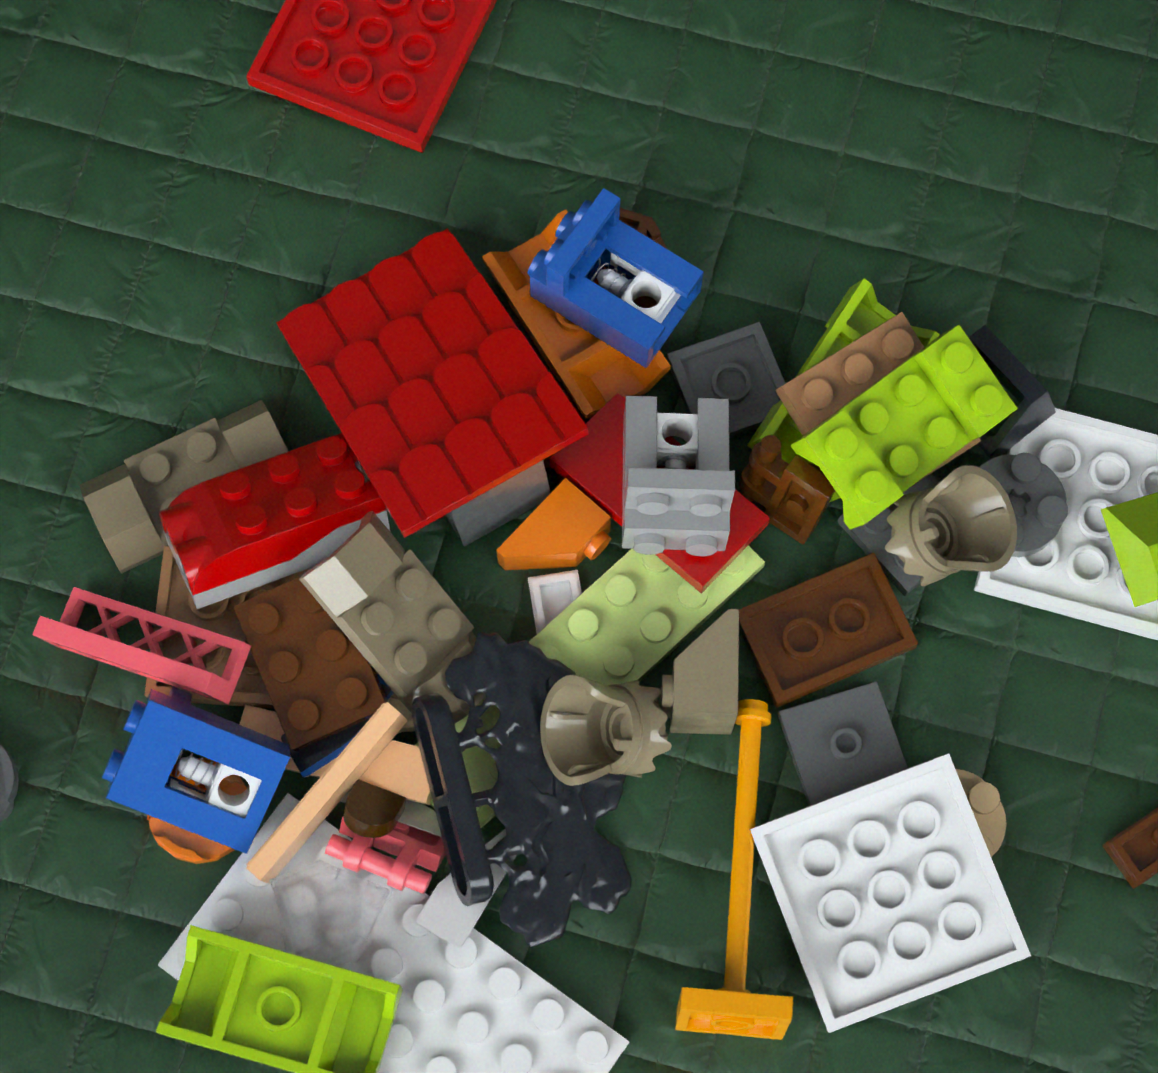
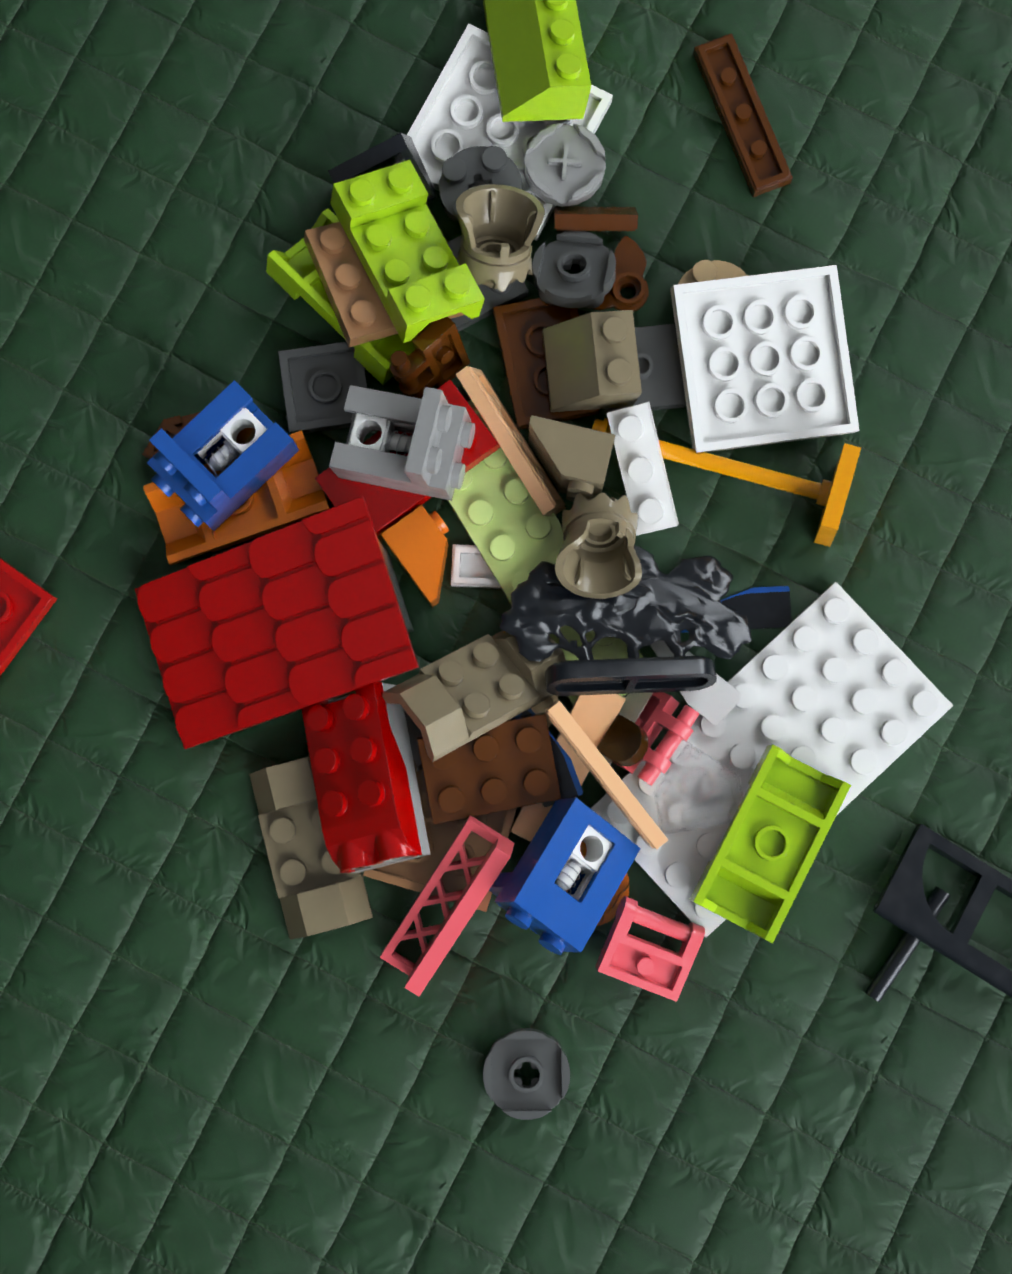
camera: 75 degrees left, 10 degrees up
(115, 894) = (644, 962): none -> coral plate
(580, 958) = (763, 606): none -> black sticker
(716, 769) = (643, 467): none -> white plate
(731, 590) = (511, 441): none -> light nougat tile
(829, 677) = (592, 362): none -> dark tan slope
(923, 654) = (580, 289): none -> dark grey plate
(954, 687) = (629, 274): none -> reddish brown plate
(1017, 651) = (595, 218): none -> reddish brown tile
(1072, 598) = (564, 164): none -> light grey tile

